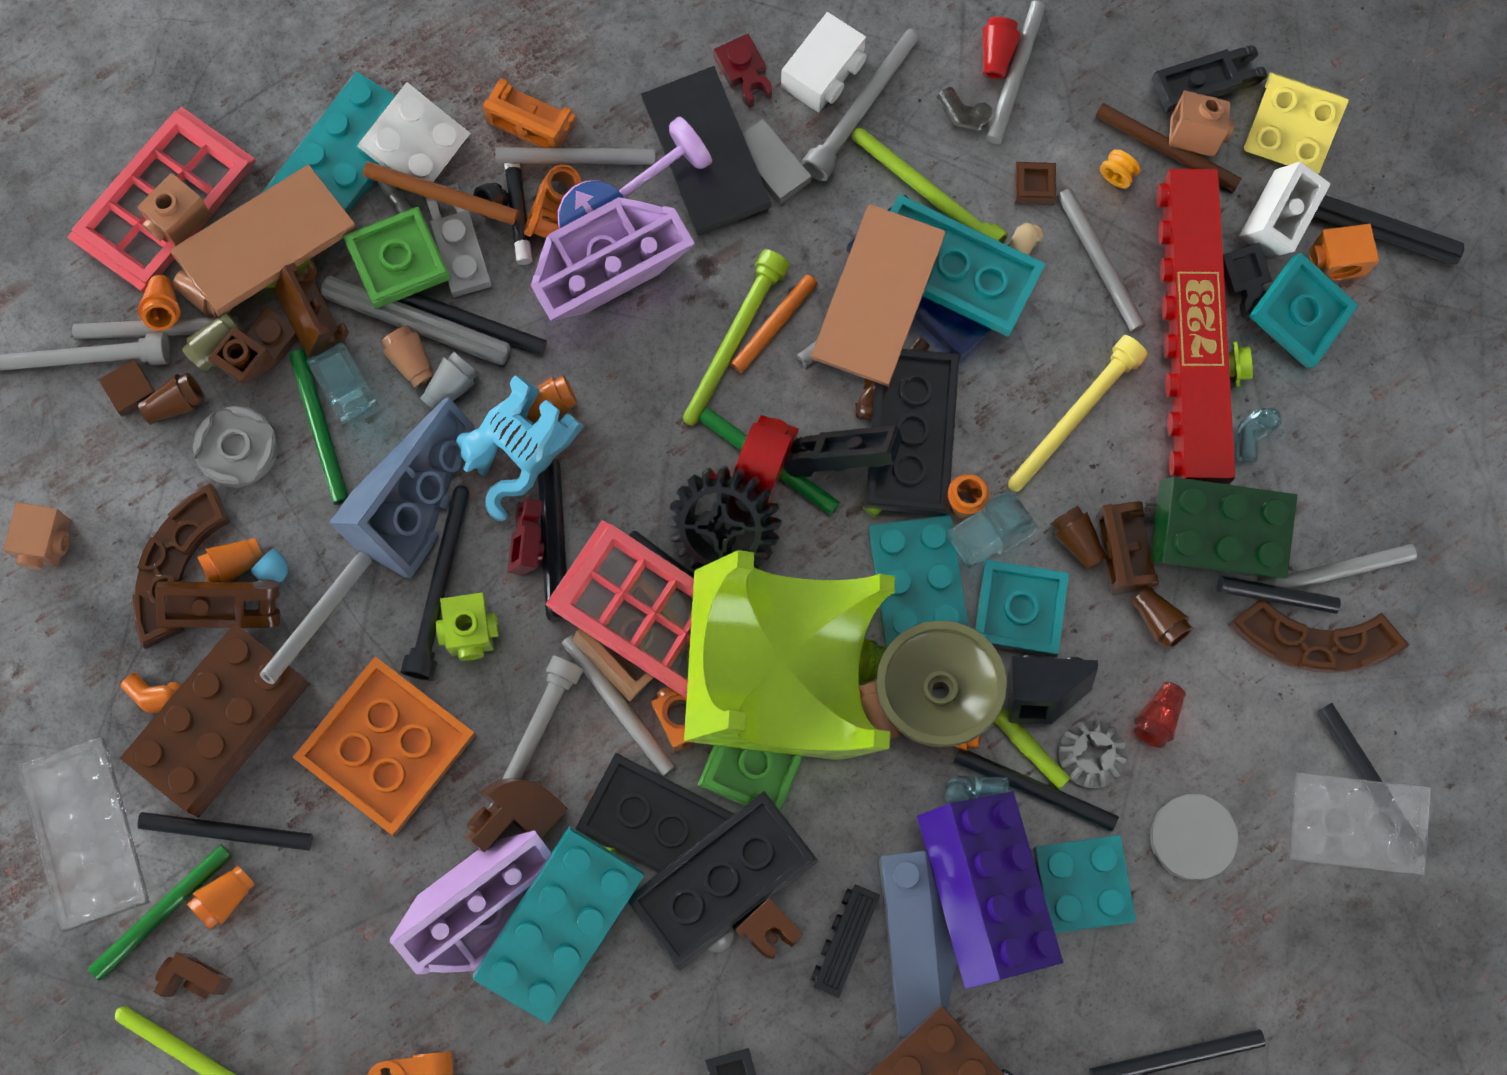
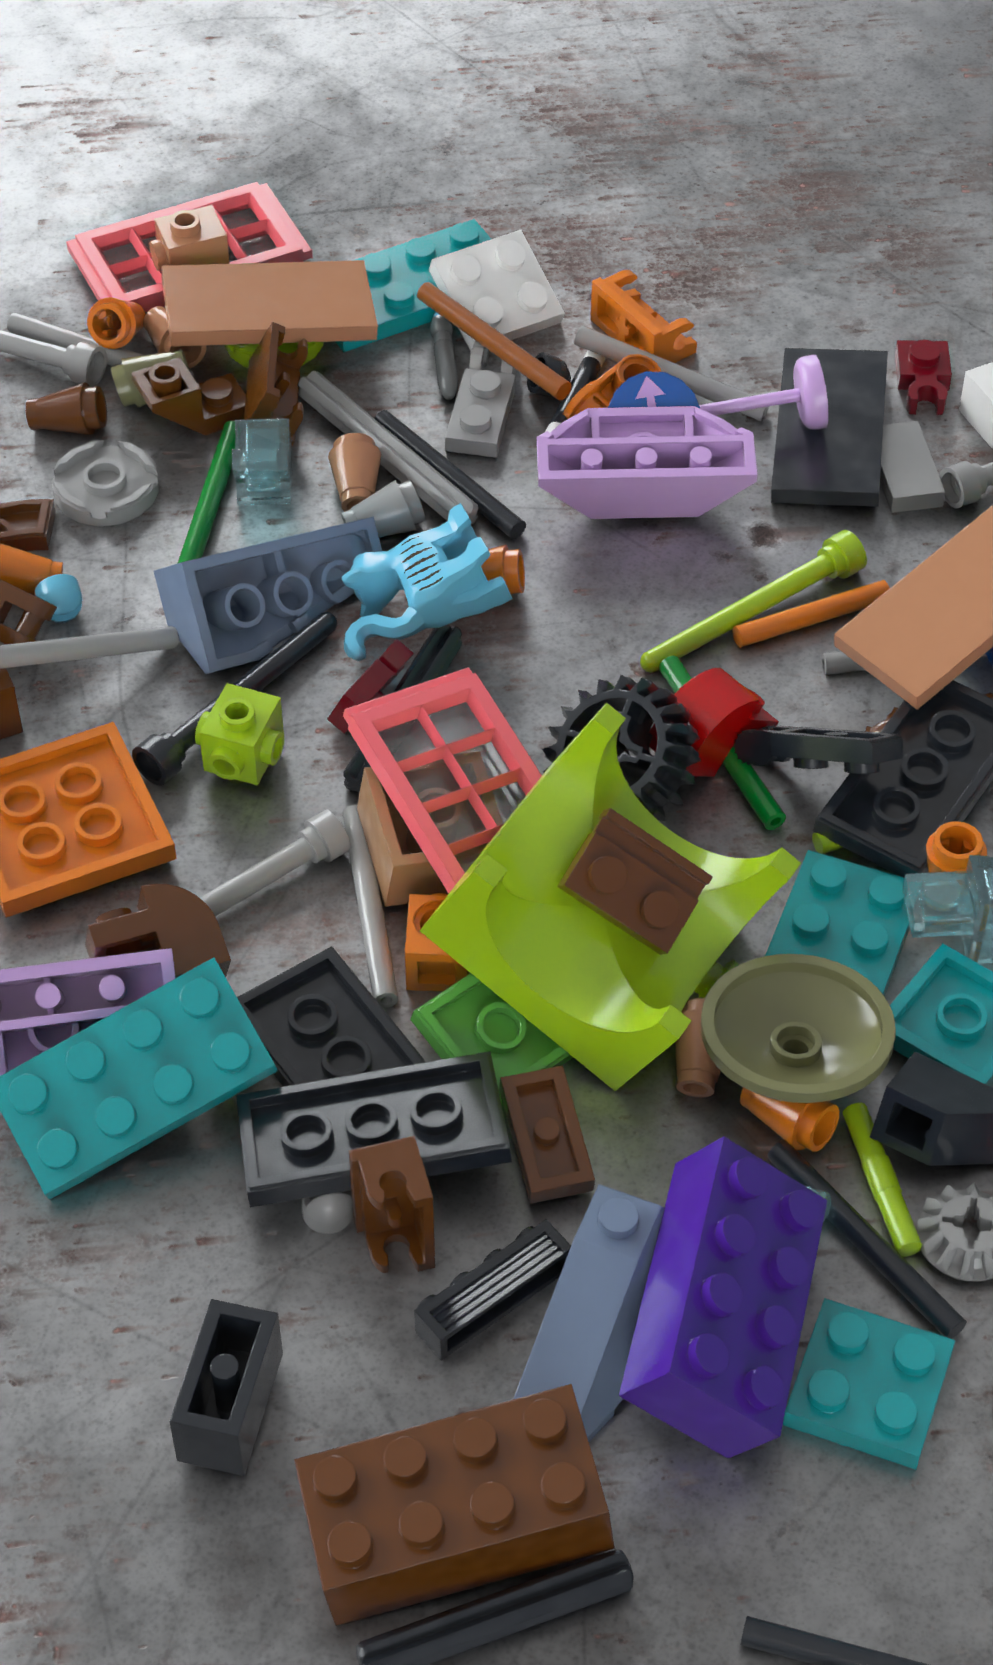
camera: 30 degrees right, 25 degrees down
(126, 387) = (27, 382): reddish brown tile -> none
(396, 257) = (403, 378): bright green plate -> none
(799, 639) = (635, 881): none -> reddish brown plate
(822, 822) = (546, 1134): none -> reddish brown plate

